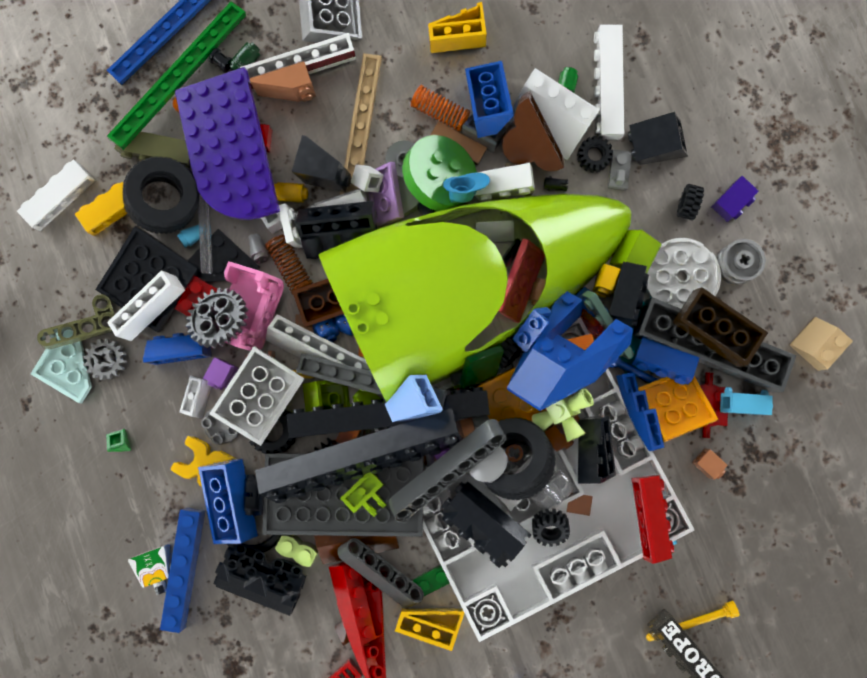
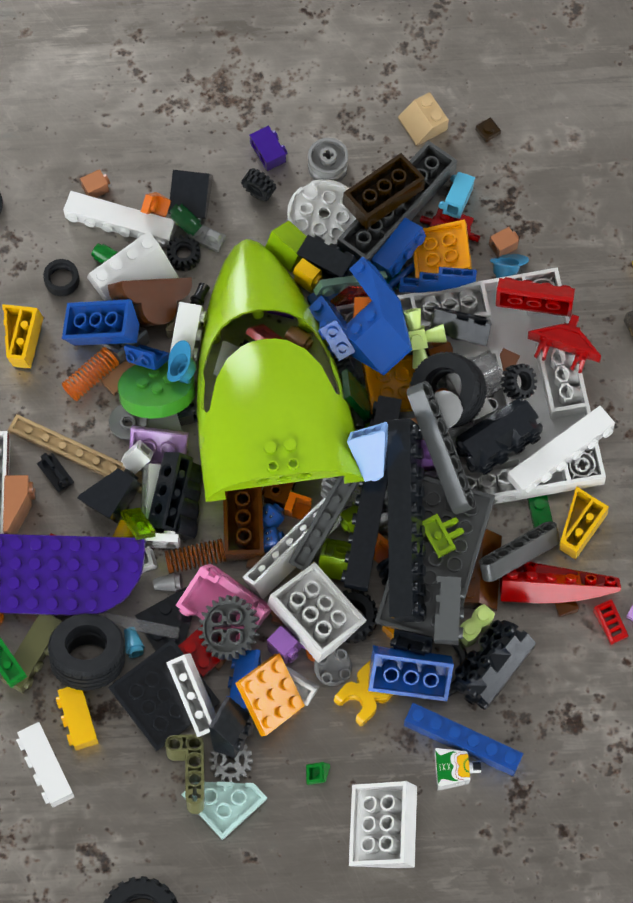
camera: 75 degrees left, 15 degrees down
(82, 518) = (383, 825): none -> white slope
(122, 350) = (230, 728): none -> black slope
(166, 376) = (270, 694): none -> light orange plate
(287, 525) = (449, 610): none -> dark grey wedge
(295, 200) = (138, 523): none -> clear neon green tile
(335, 110) = (55, 472): none -> black hinge
(470, 152) = (146, 356): none -> blue bracket
(491, 591) = (561, 450): none -> white brick
(538, 36) = (61, 290): none -> black tyre
(615, 565) = (566, 338): none -> red connector
(627, 142) = (185, 219): none -> dark green head
(635, 108) = (155, 204): none -> orange slope
(638, 47) = (95, 184): none -> nougat brick
(686, 476) = (508, 264): none -> dark azure piece
(832, 412) = (488, 129): none -> dark brown plate

